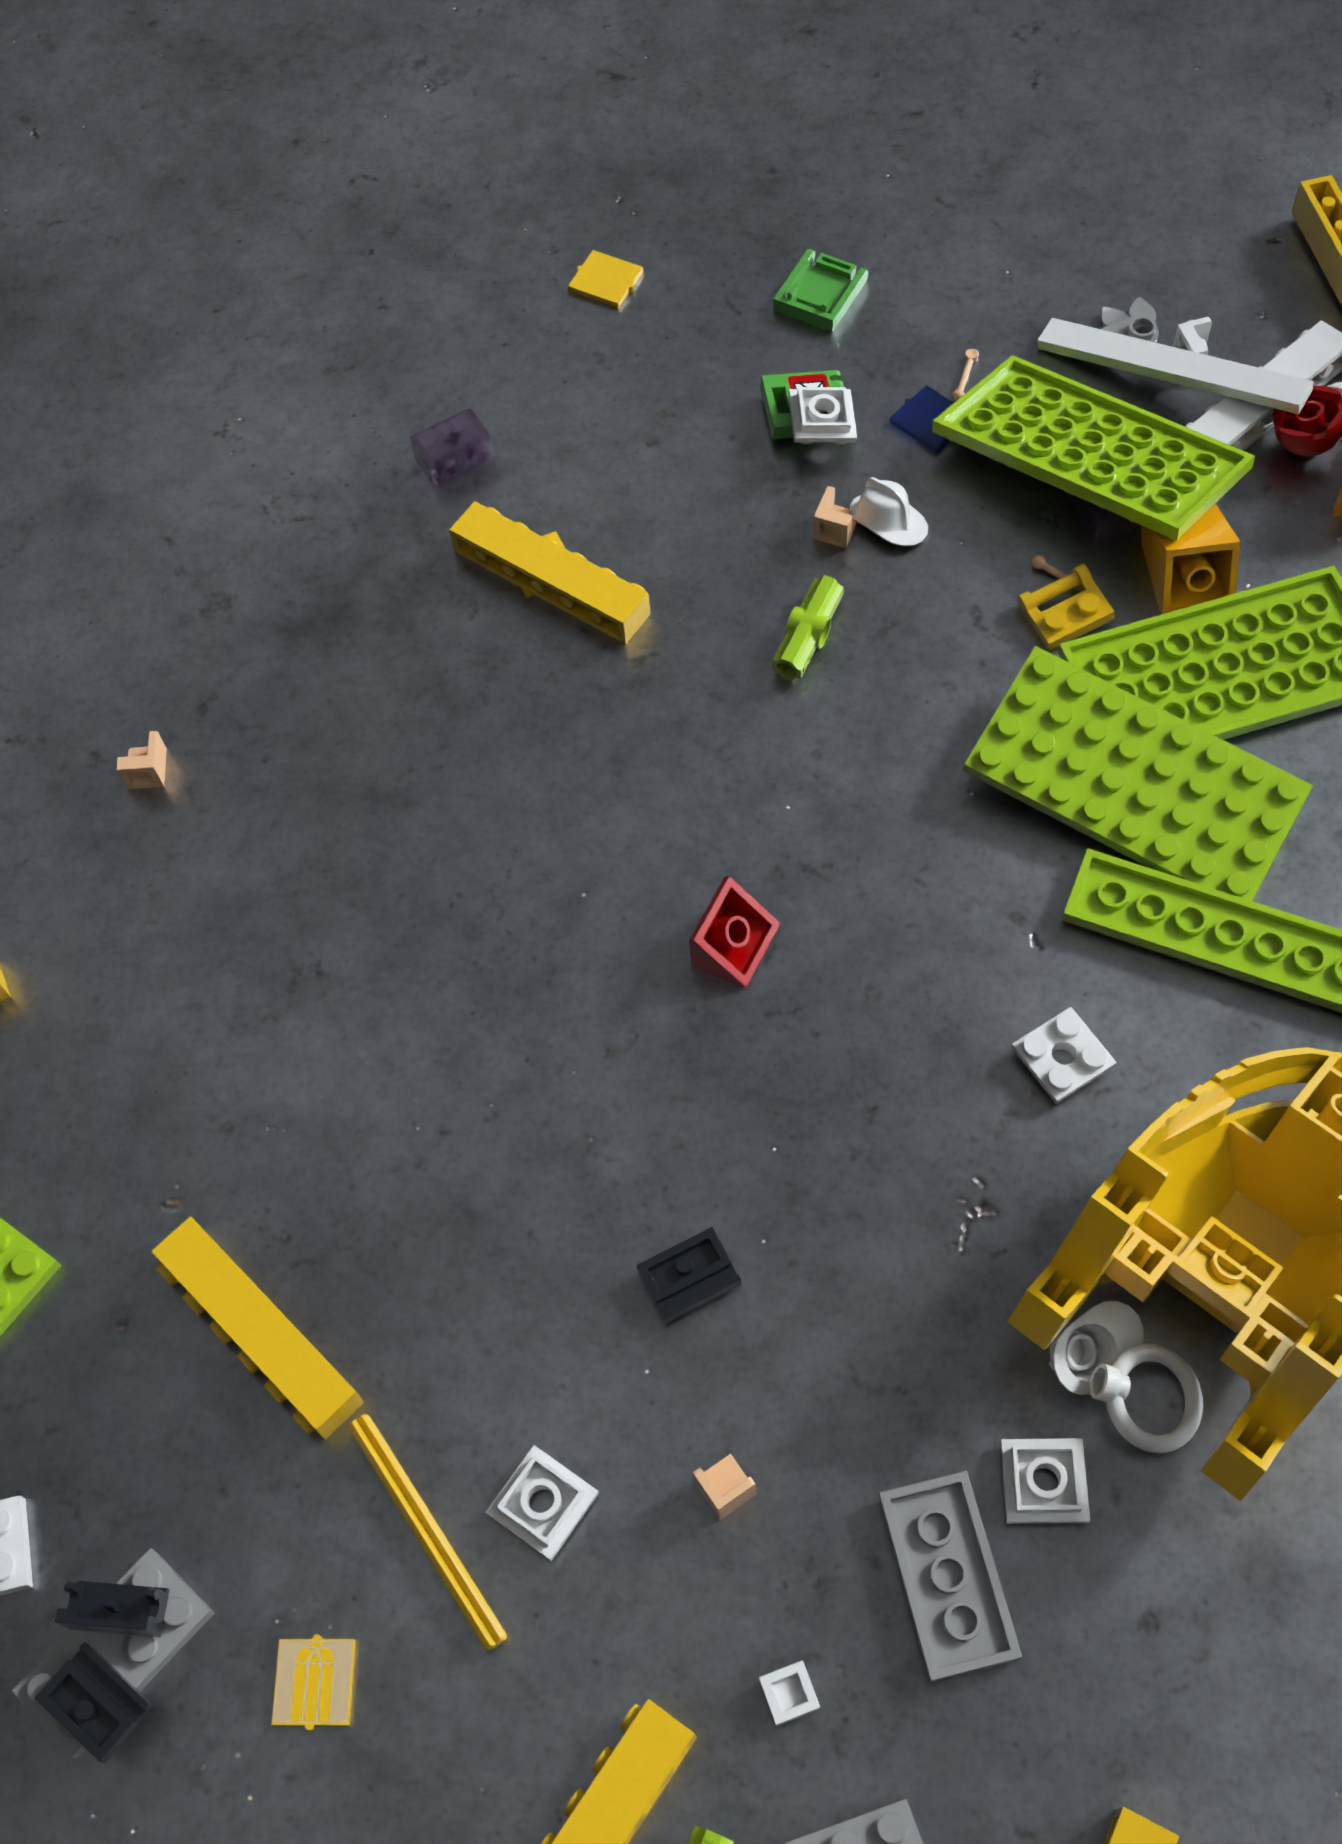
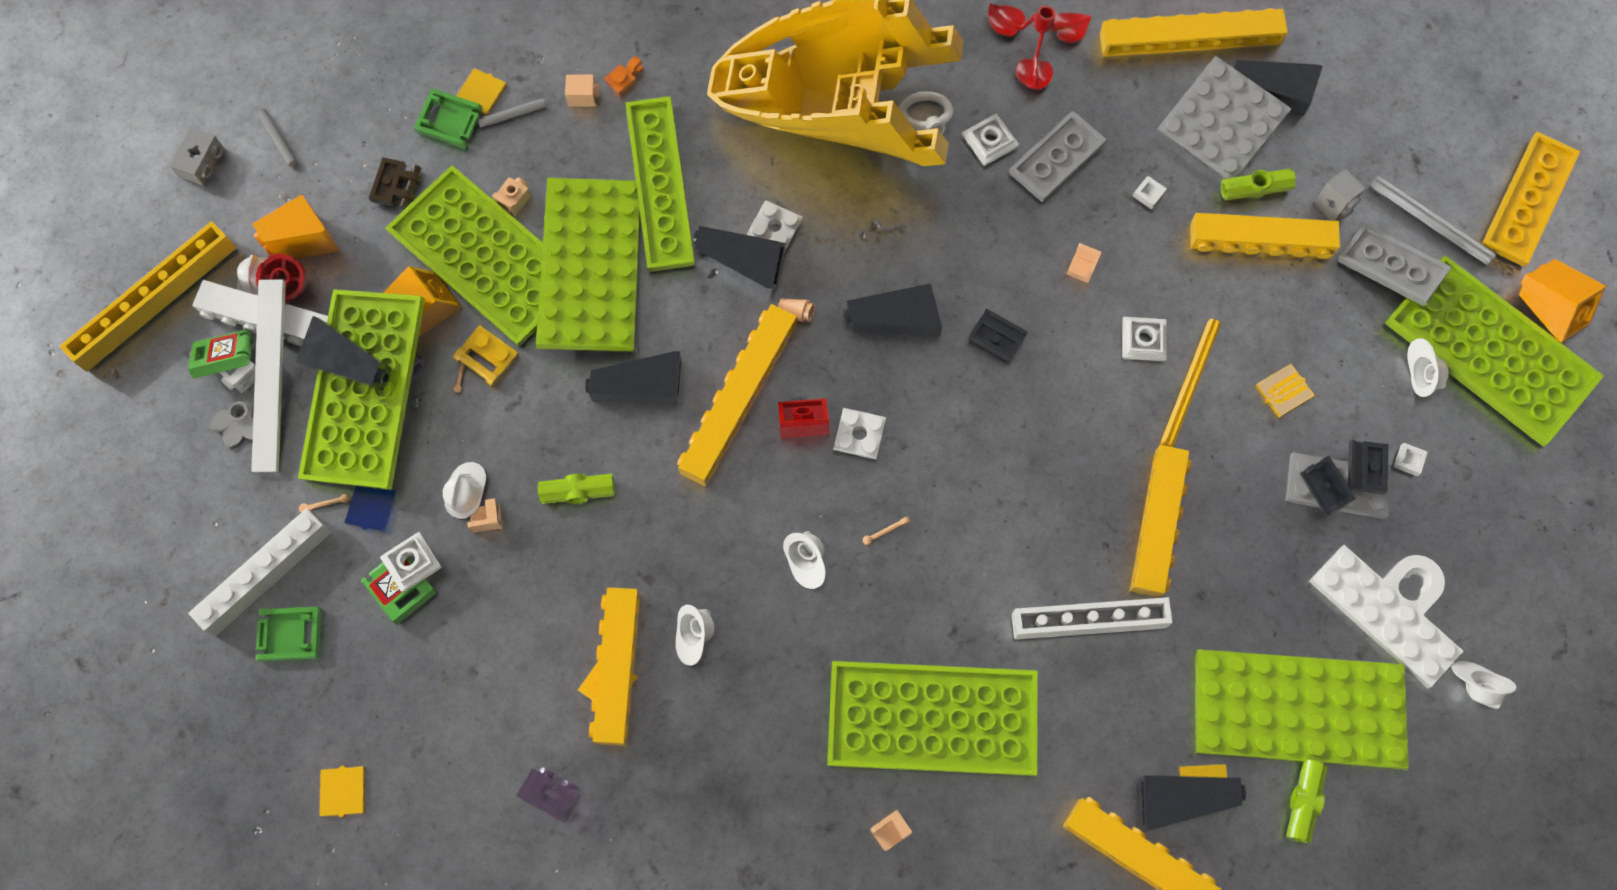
camera: 125 degrees left, 10 degrees up
(62, 1804) = (1410, 459): none -> white plate
(194, 1136) = (1091, 618): none -> white brick
(227, 881) = (933, 718): none -> lime plate
(509, 931) = (867, 540): none -> light nougat hinge
(529, 671) = (693, 630): none -> white piece
(536, 840) = (805, 558): none -> white piece
(659, 976) = (855, 420): none -> white piece
(811, 1152) = (896, 312): none -> black slope
(822, 875) = (737, 396): none -> yellow brick
(904, 1015) = (801, 308): none -> light nougat cone
(911, 766) = (638, 381): none -> black slope
(912, 283) = (259, 573): none -> white brick
(1036, 980) = (748, 255): none -> black slope
(1142, 424) = (338, 355): none -> black slope
(1236, 325) = (220, 353): none -> bright green container
(1282, 1668) = (1069, 27): none -> red plant
(1306, 735) = (512, 201): none -> light nougat brick

